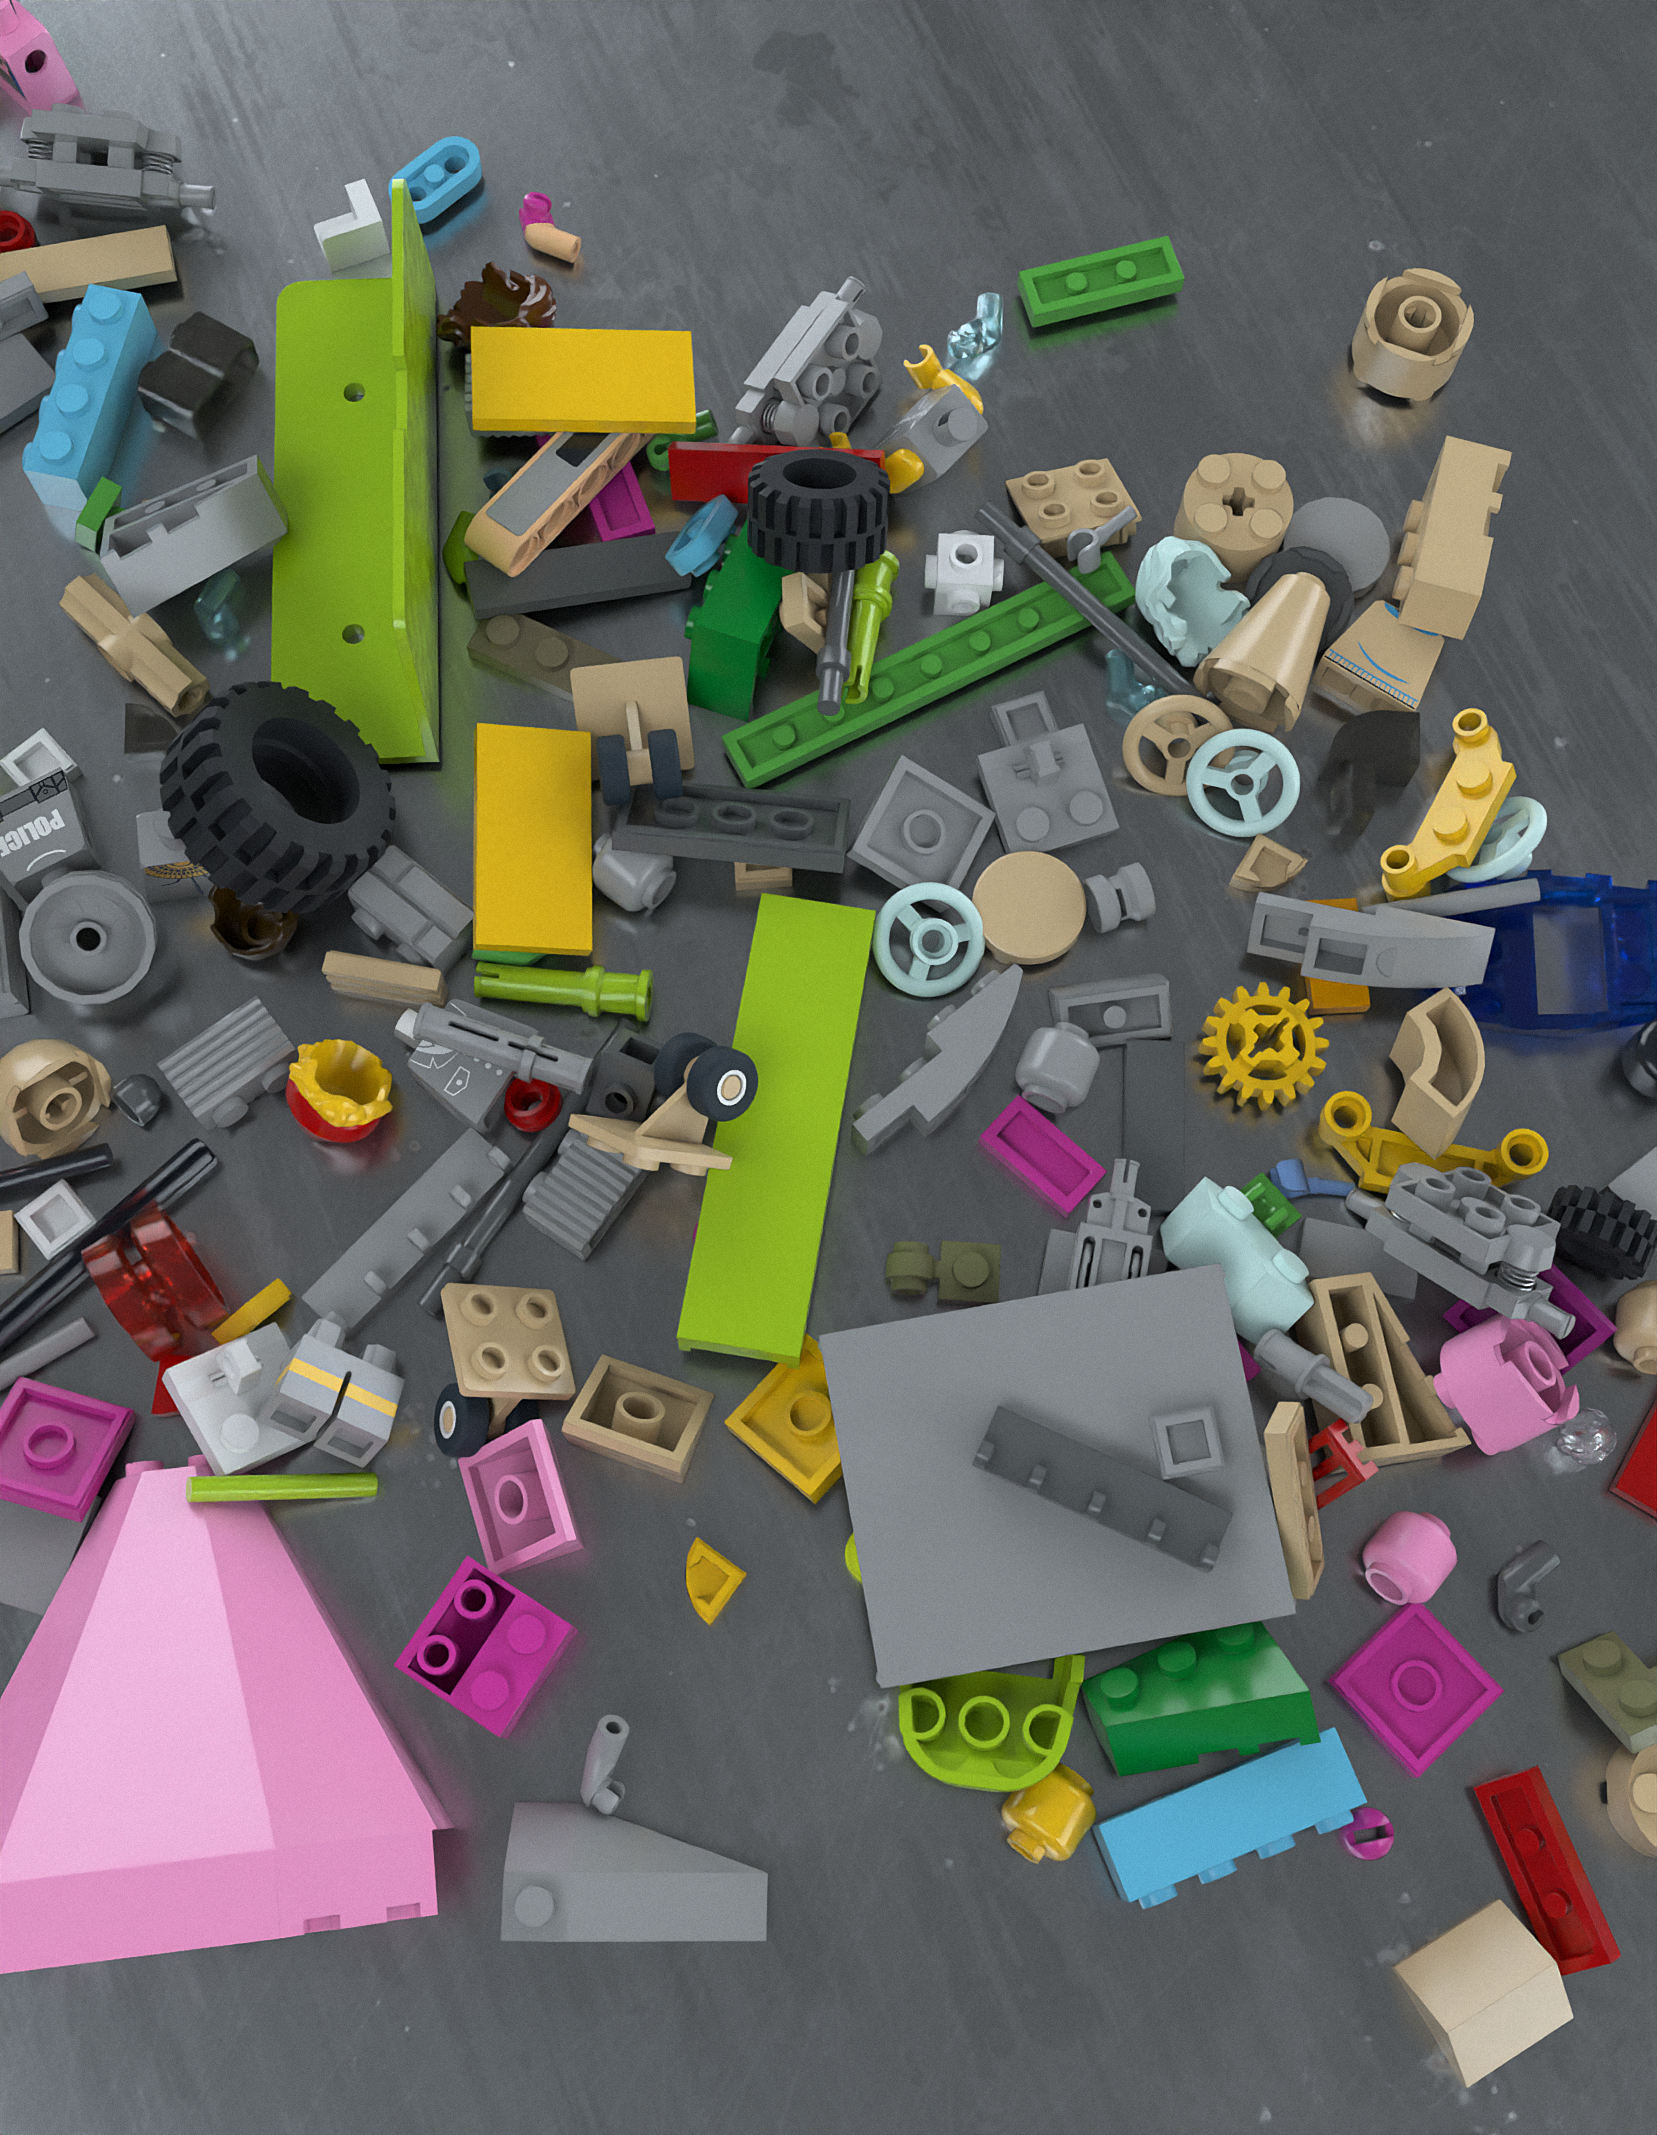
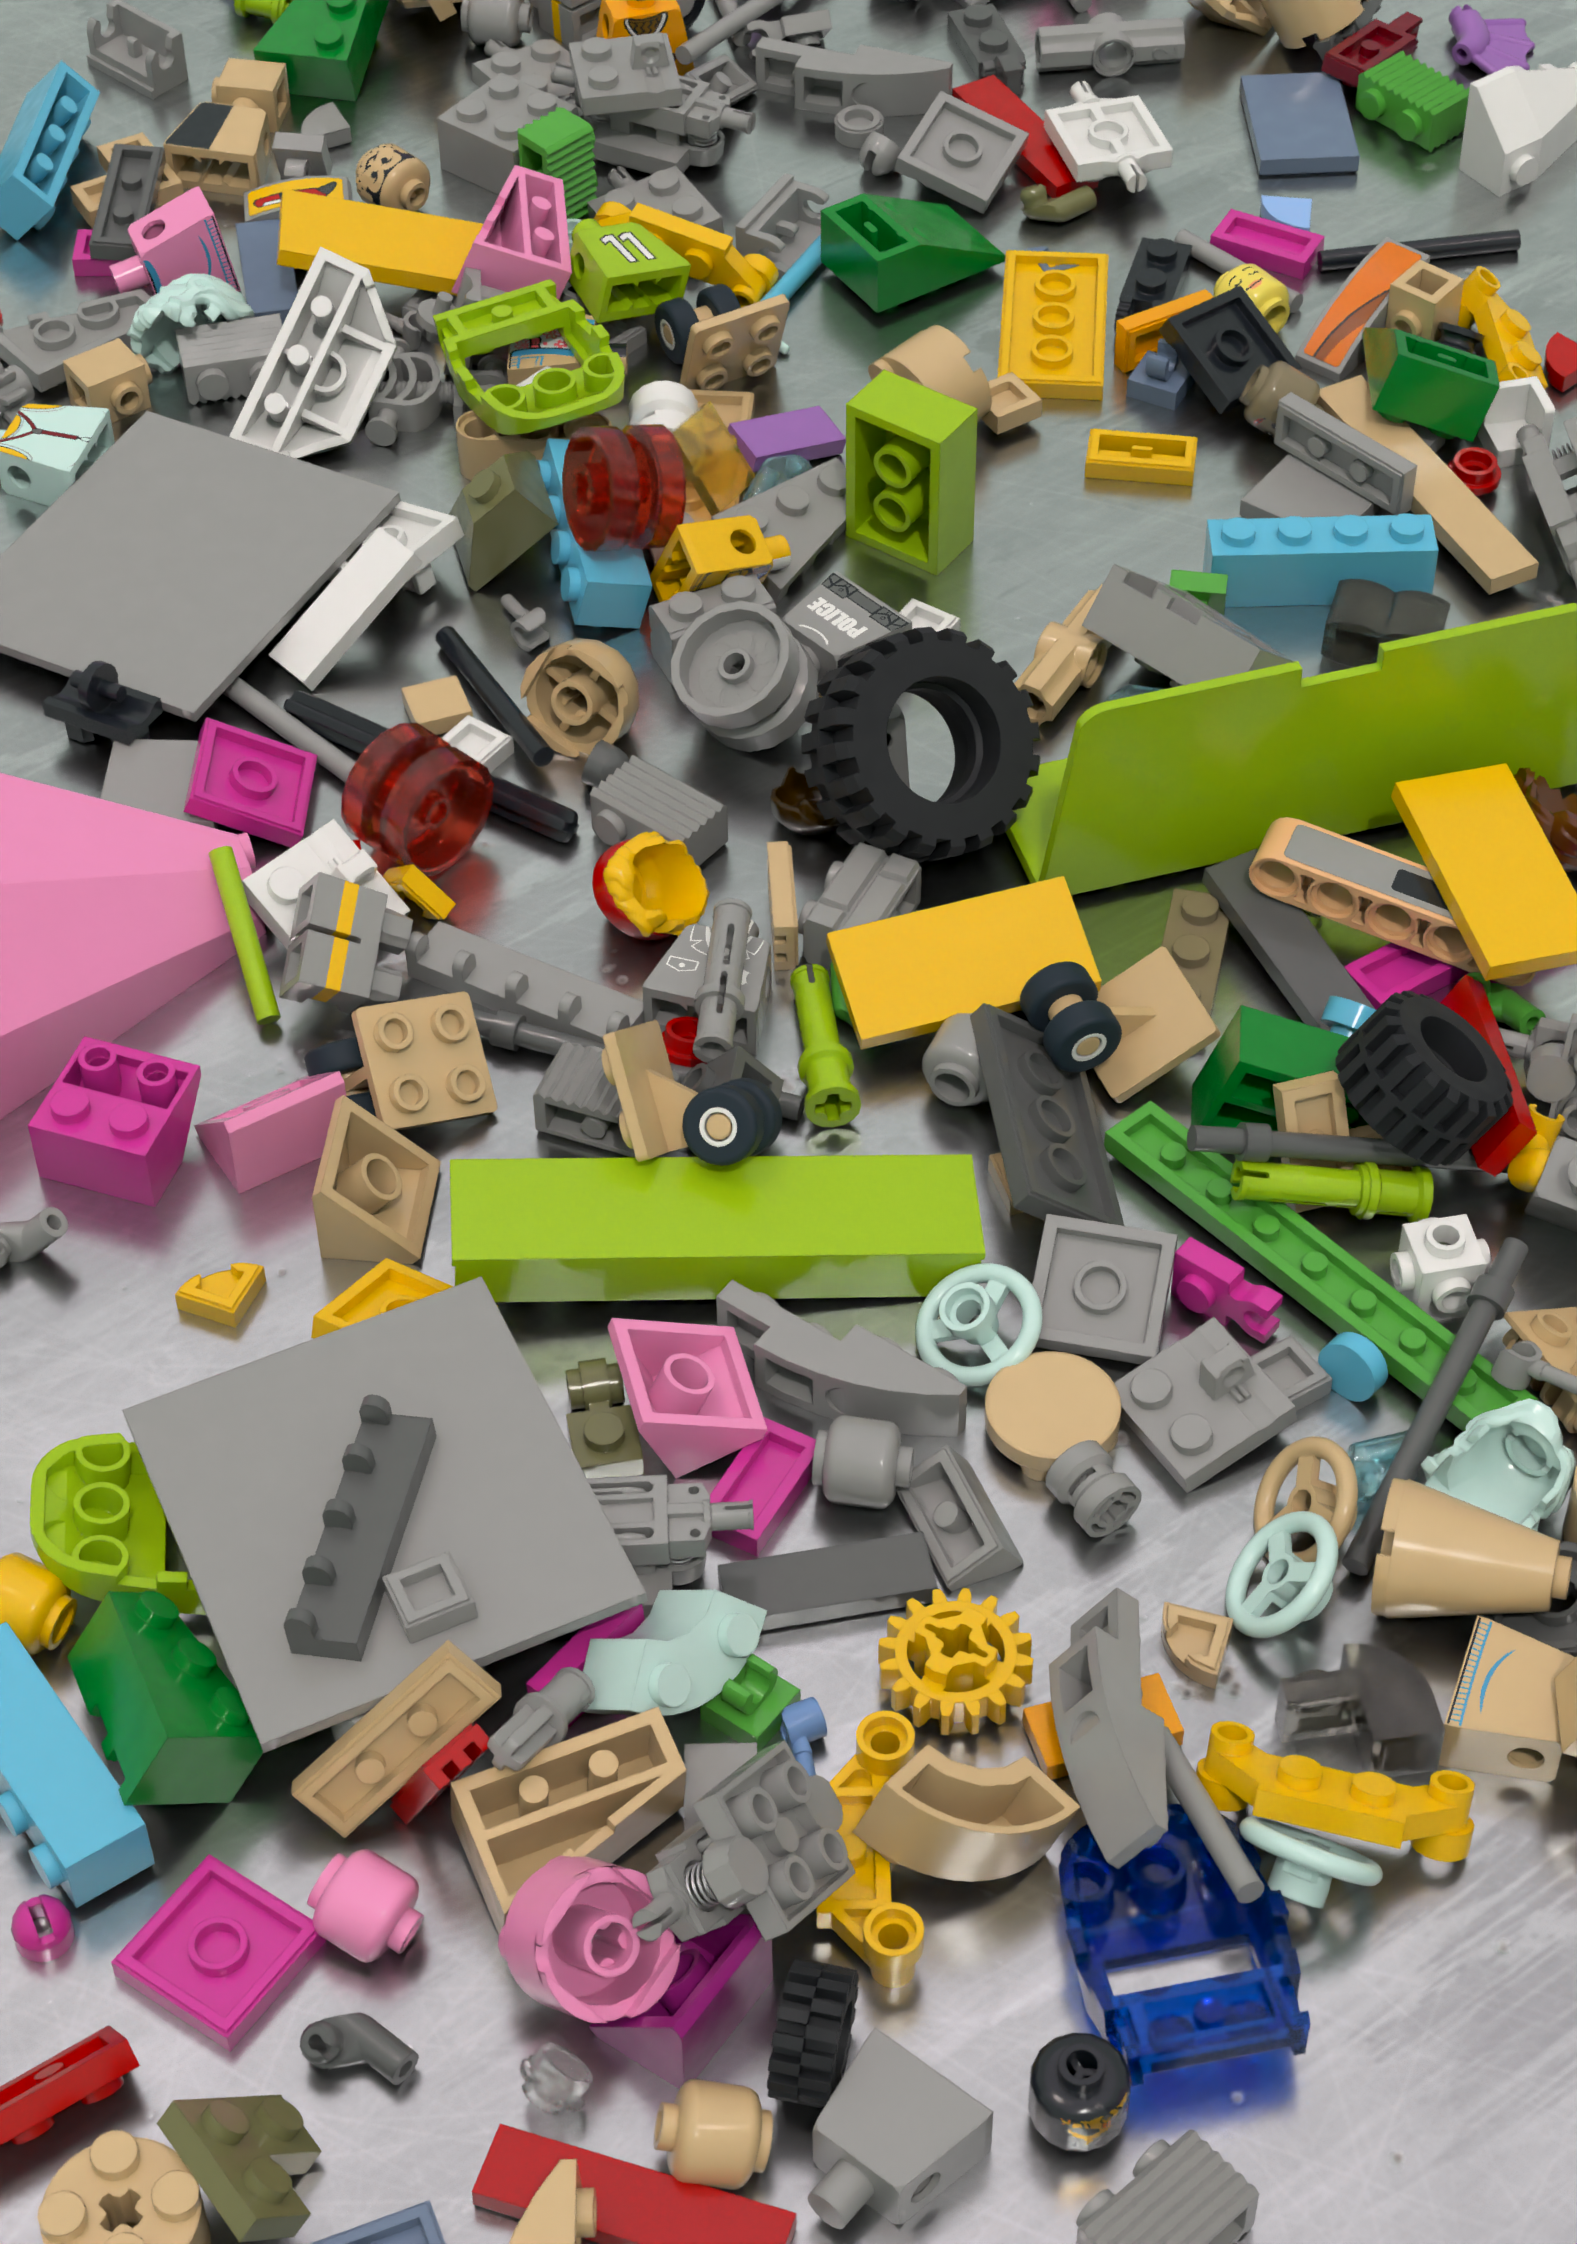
camera: 80 degrees right, 25 degrees down
(937, 743) = (1217, 1288): none -> dark pink plate
(952, 1187) = (687, 1390): none -> bright pink slope
(1039, 669) = (1354, 1365): none -> medium azure tile

